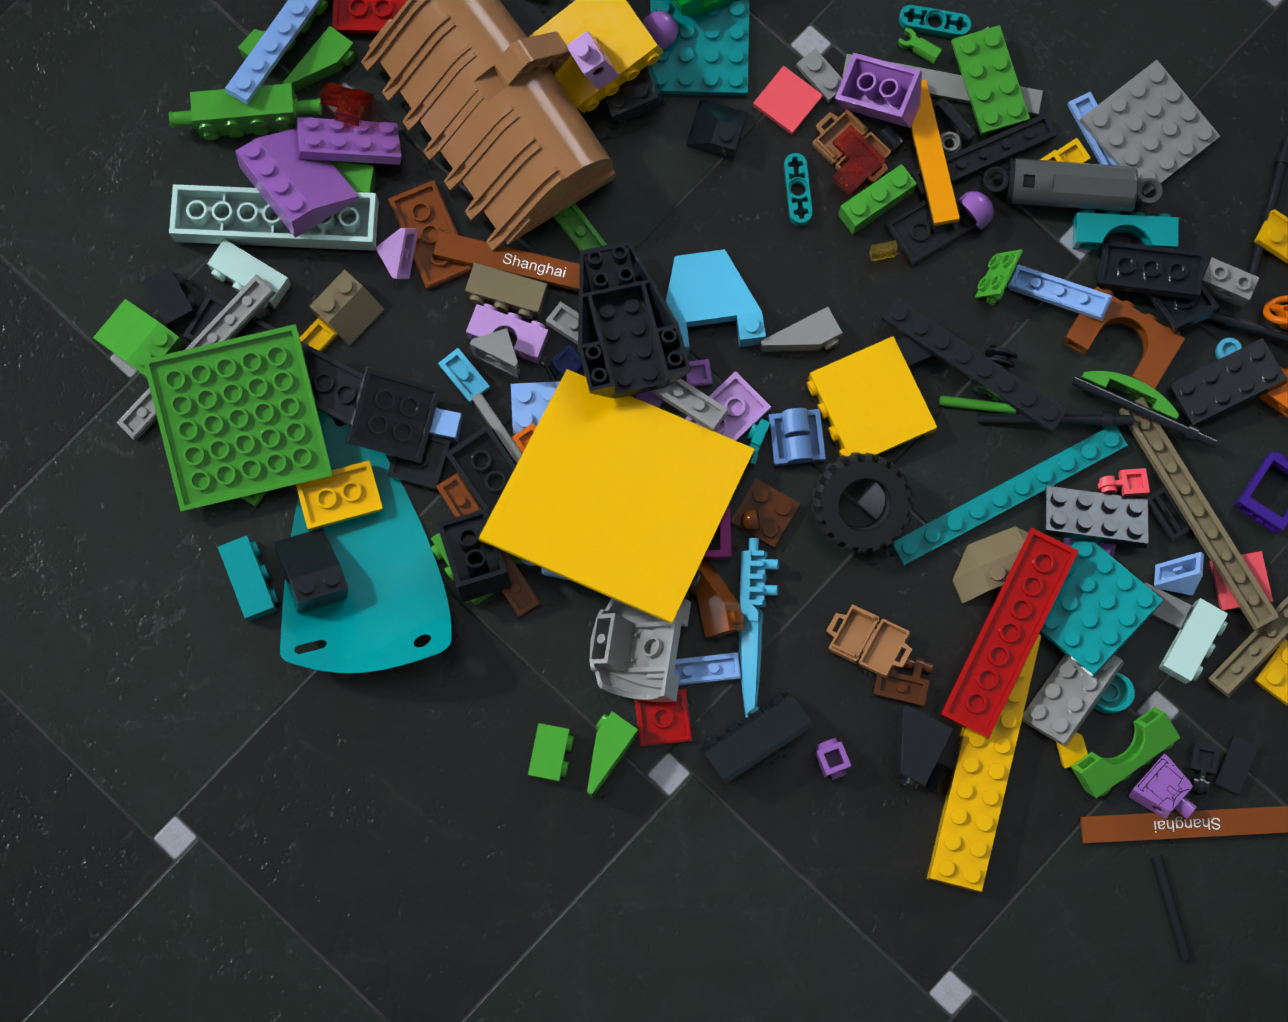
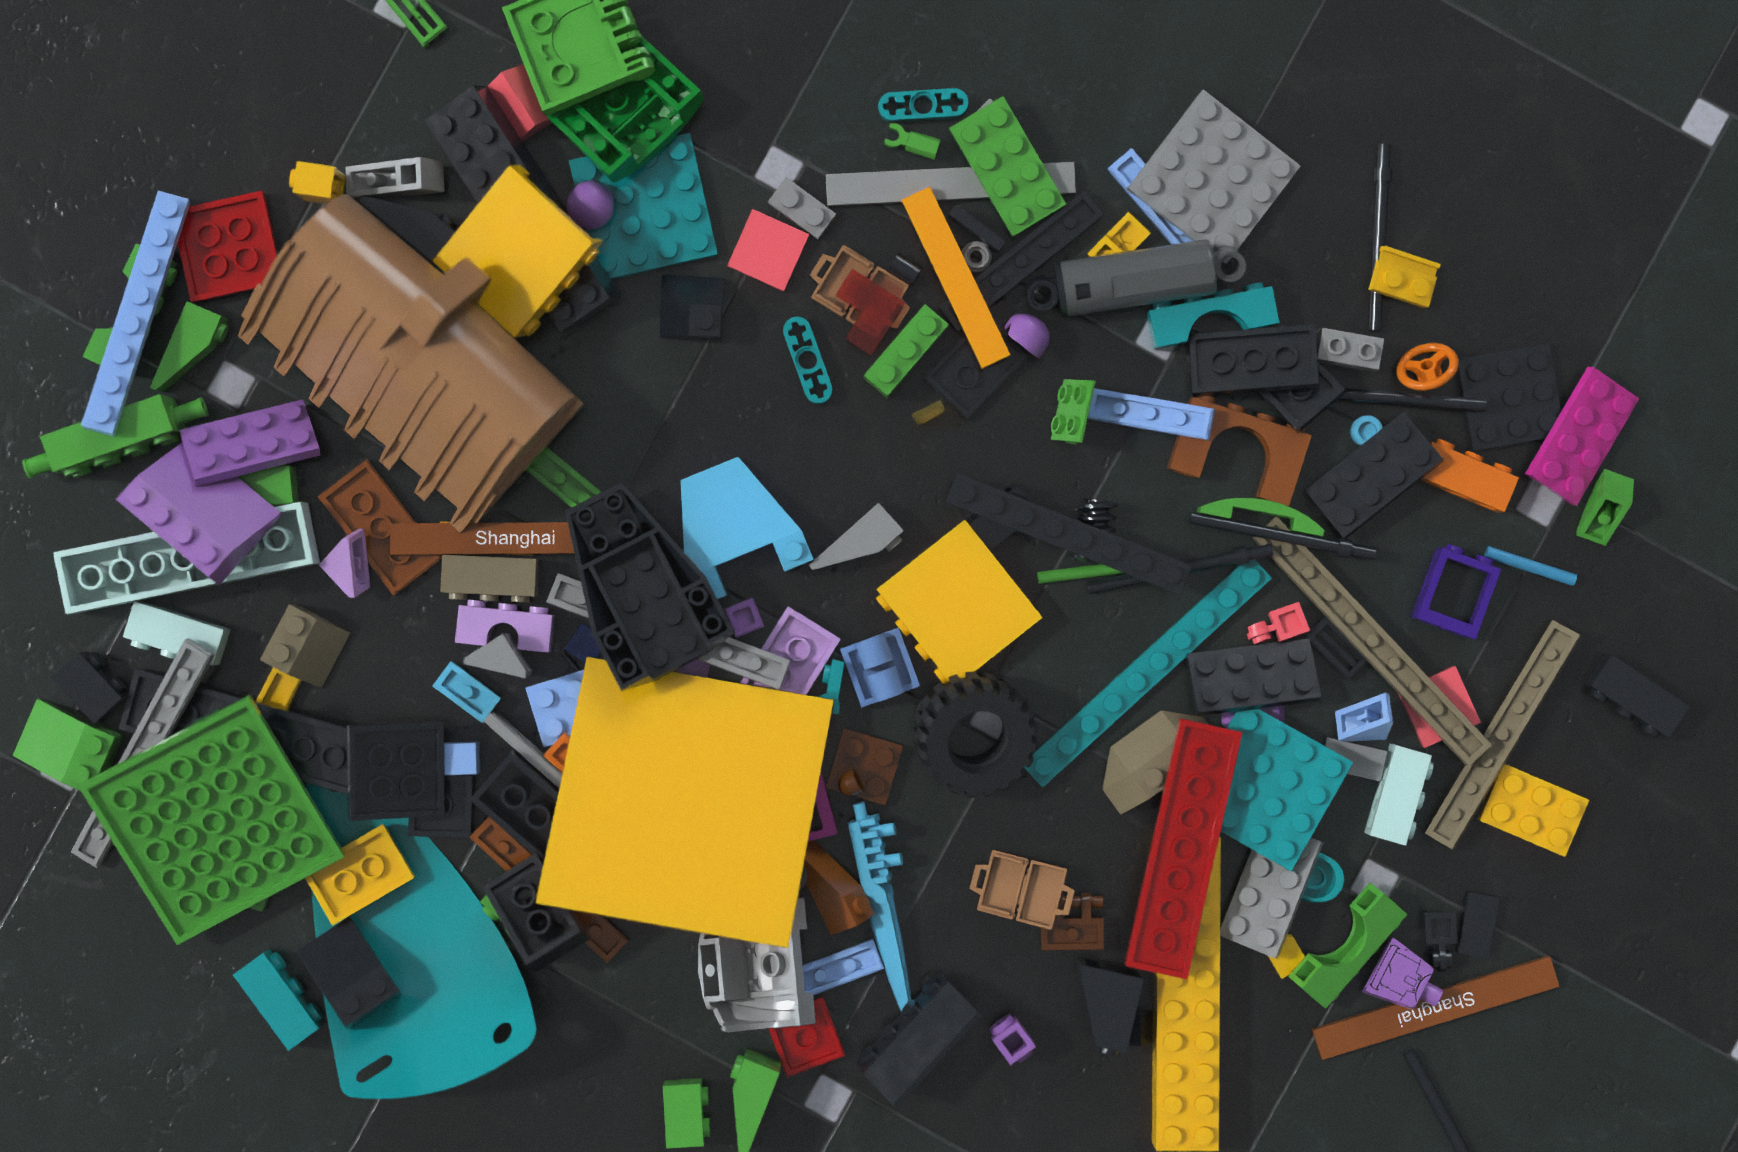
camera: 20 degrees left, 10 degrees up
(351, 103) = (239, 387): clear red plate -> none
(591, 56) = (516, 278): lavender torso -> none
(881, 90) = (877, 217): medium lavender slope -> none

